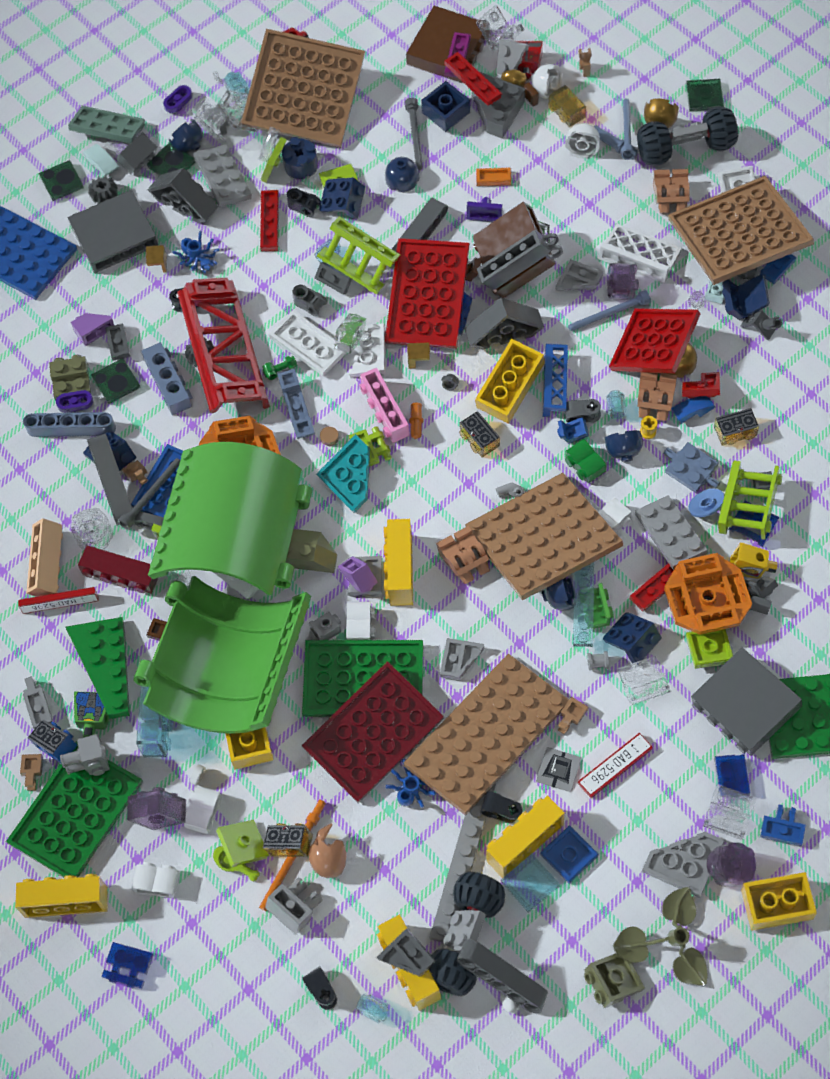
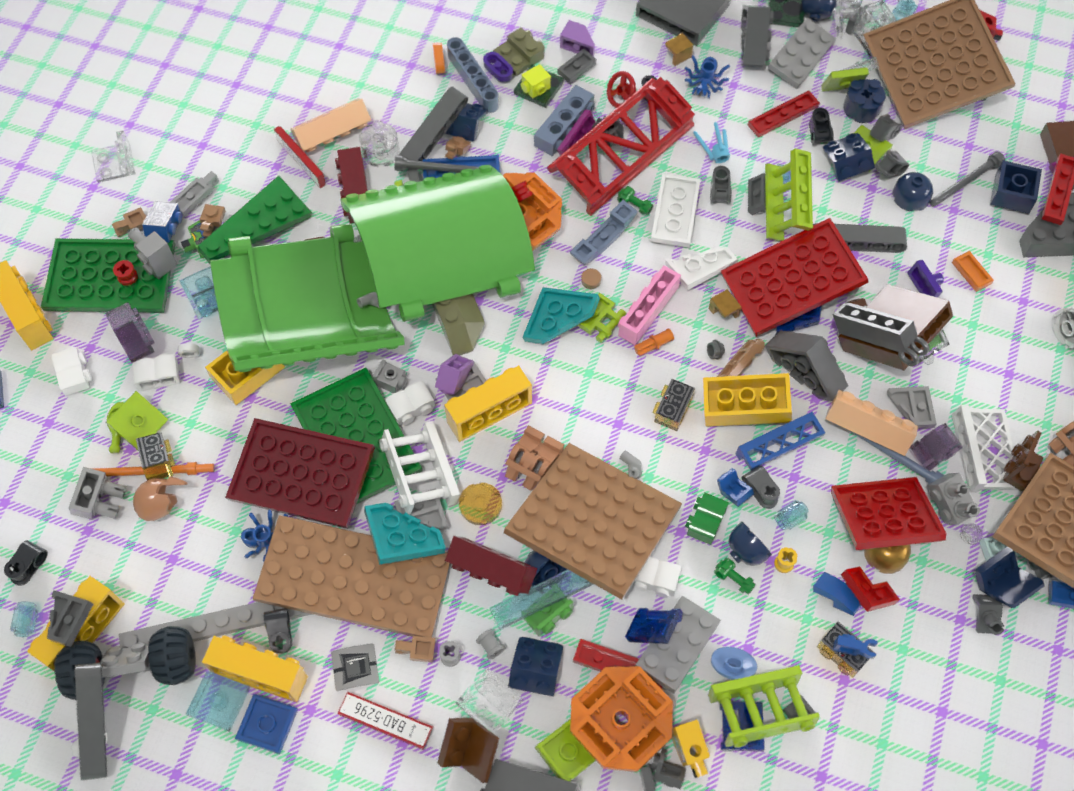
camera: 55 degrees right, 0 degrees up
(32, 442) = (438, 57): none -> orange beam
(81, 695) = (211, 216): none -> medium nougat plate
(90, 796) = (130, 275): none -> red wheel
(115, 378) = (535, 81): none -> neon yellow brick
(168, 314) = (623, 89): none -> red piece
(189, 376) = (580, 128): none -> magenta tile
(225, 436) = (521, 191): none -> red wheel
(245, 604) = (367, 299): none -> light grey arm
(275, 283) = (720, 151): none -> medium azure plant
(335, 159) = (885, 128): none -> dark grey piece
(351, 333) = (705, 236): clear piece -> none
(370, 174) = (892, 164): none -> dark grey piece
(423, 624) = (435, 454): none -> white fence
(470, 369) = (742, 358): none -> medium nougat hinge
(474, 679) = (401, 535): none -> teal plate
(476, 614) = (480, 503): none -> clear yellow tile
(539, 625) = (491, 565): none -> dark red brick
(578, 310) = (872, 422): none -> light nougat brick
(594, 690) = (451, 647): none -> light grey bush
(632, 472) = (725, 569): none -> green bar
(653, 542) = (653, 625): none -> clear blue plate
(656, 394) = (827, 548): nougat hips -> none
(666, 234) = (1024, 462): none -> reddish brown bracket
(668, 292) = (953, 499): none -> light grey brick
(675, 708) = (468, 746): none -> reddish brown bracket
(691, 467) = (768, 628): sand blue plate -> none
(739, 418) = (850, 645): none -> blue plate

